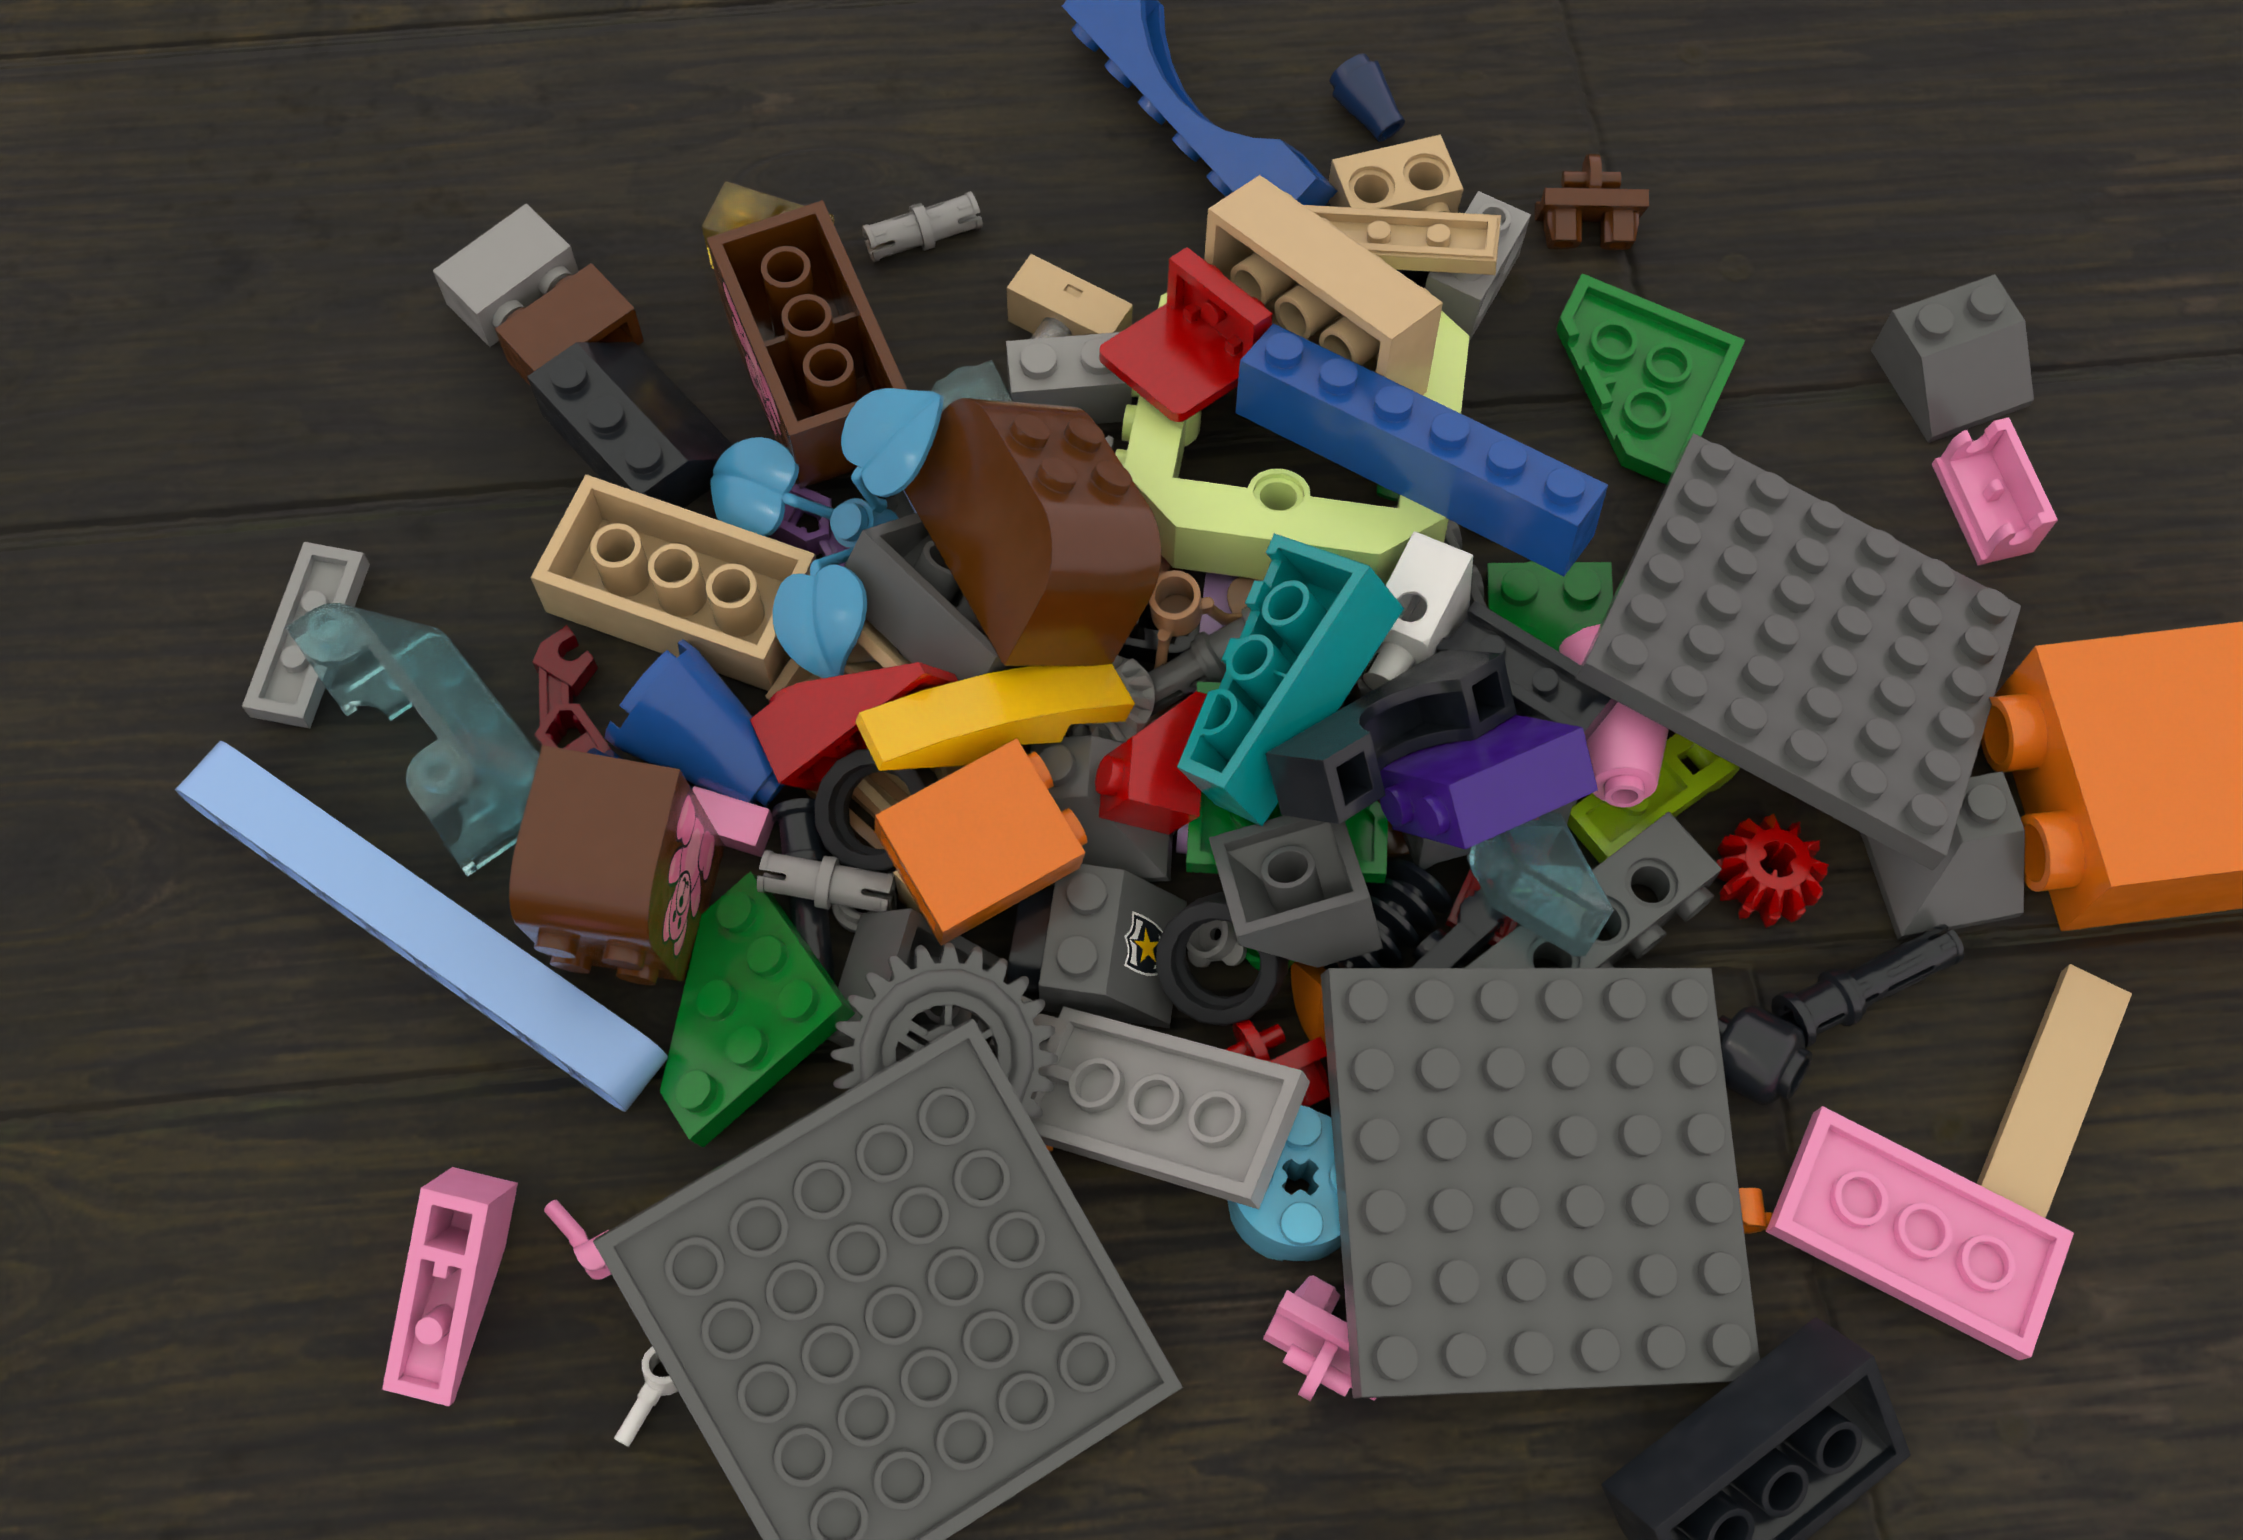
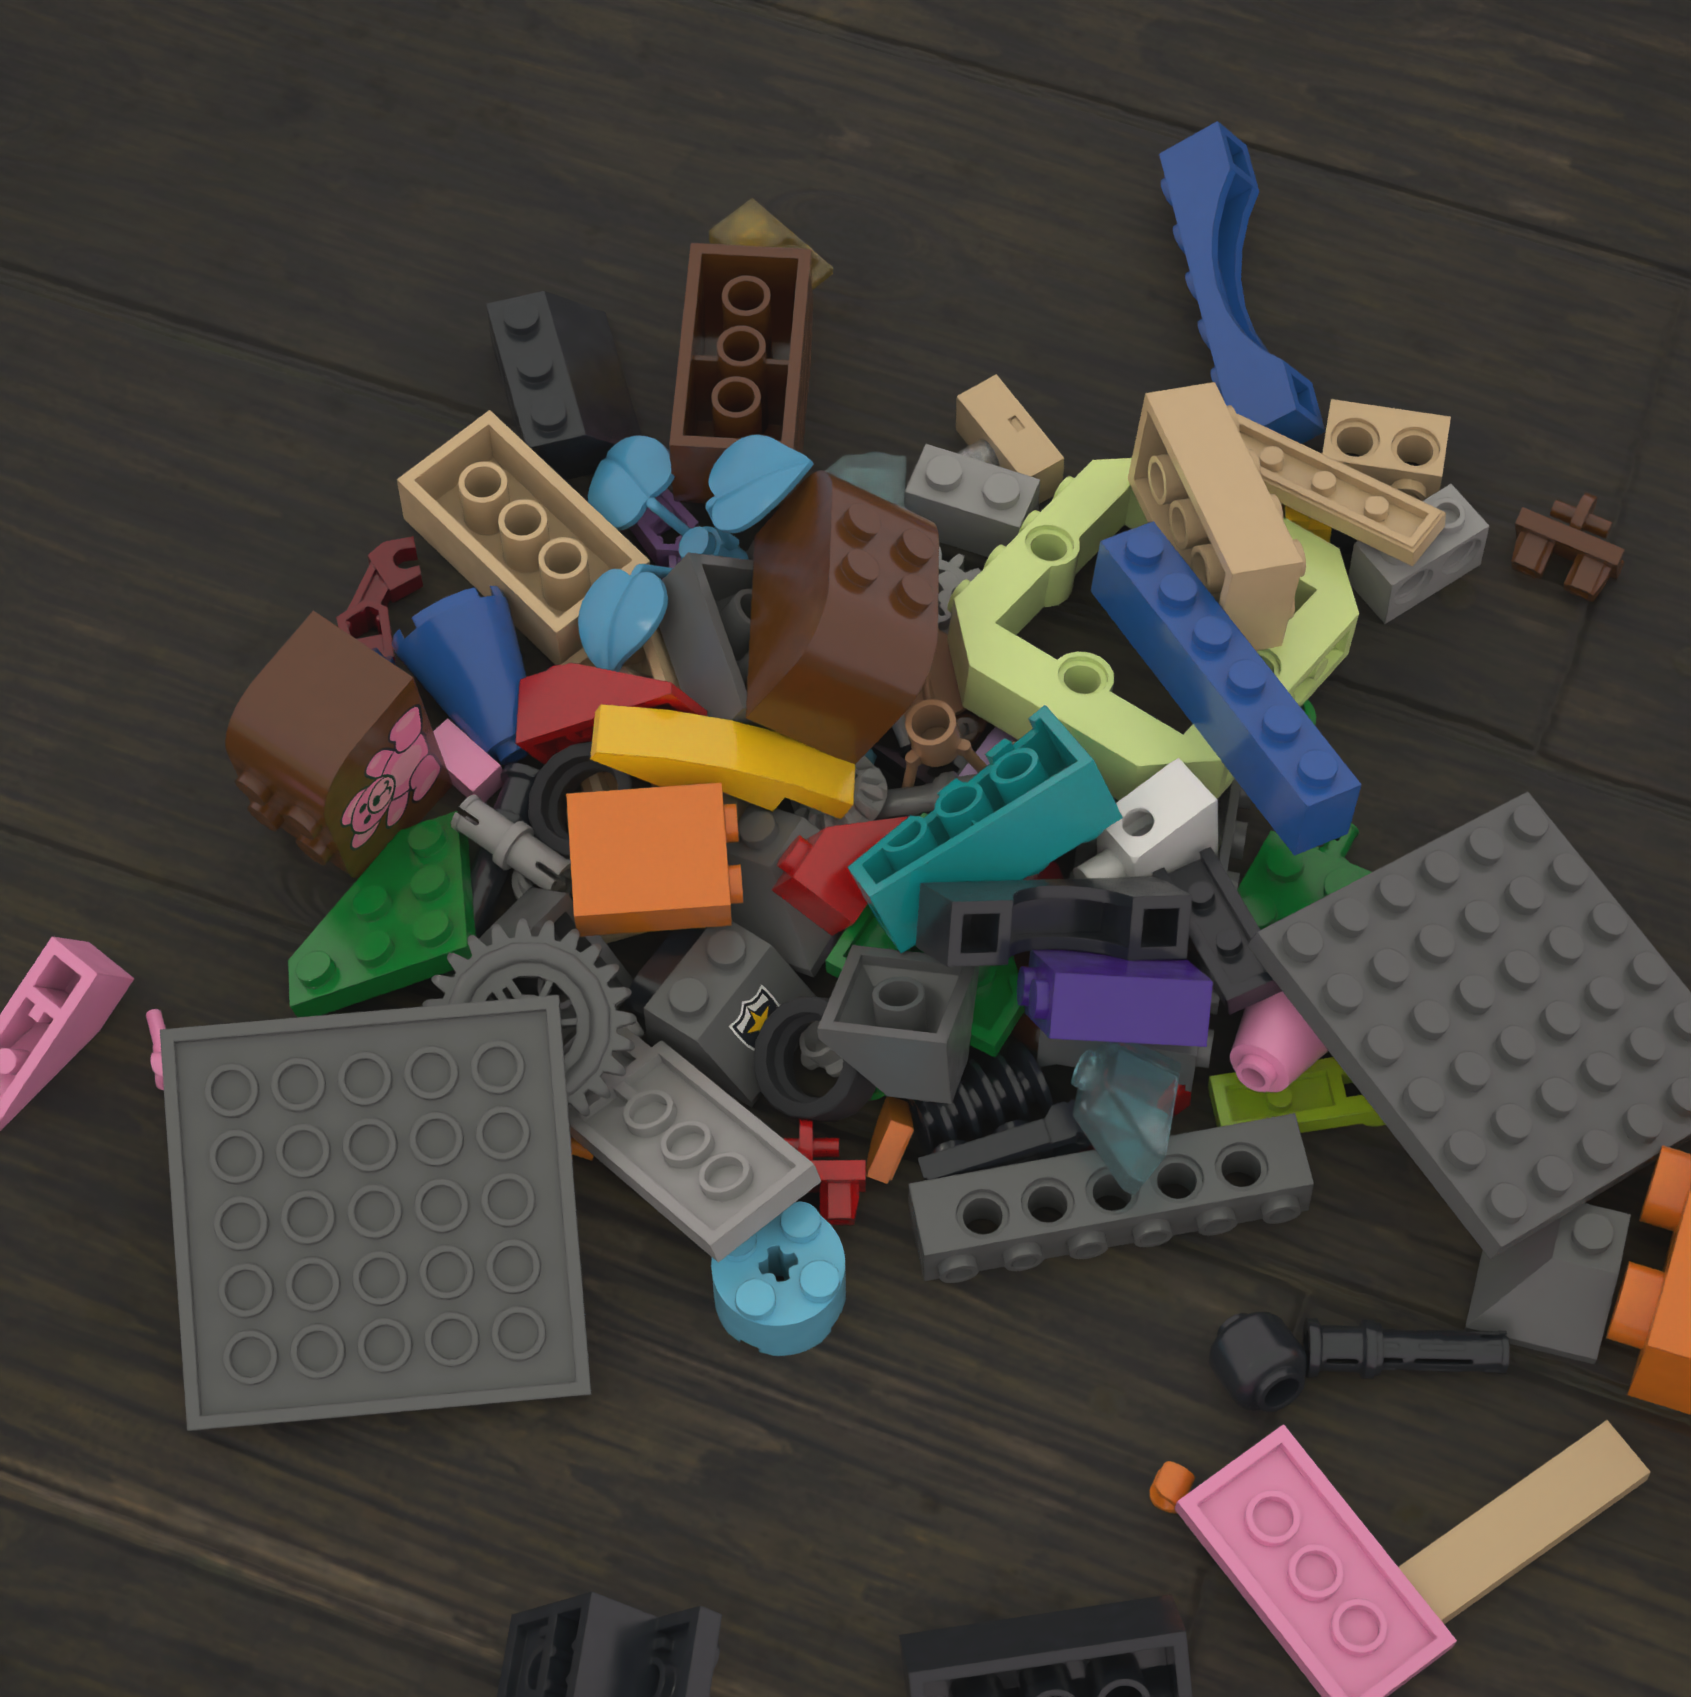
camera: 30 degrees right, 5 degrees down
(284, 682) = (192, 452): light grey plate -> none
(424, 926) = (165, 739): light blue beam -> none
(480, 767) = (273, 531): clear light blue windscreen -> none
(504, 271) = (522, 207): light grey brick -> none
(575, 310) = (560, 263): reddish brown brick -> none
(647, 1398) = (151, 1200): white hand -> none
(922, 226) = (920, 310): light grey pin -> none
(1192, 344) = (1064, 514): red bracket -> none
(1313, 1337) = (732, 1423): bright pink hips -> none
(1366, 95) = (1412, 351): dark blue cone -> none
(1535, 1180) = (987, 1361): dark grey plate -> none
(1645, 372) = (1533, 718): green plate -> none
(1786, 855) = (1393, 1218): red gear -> none

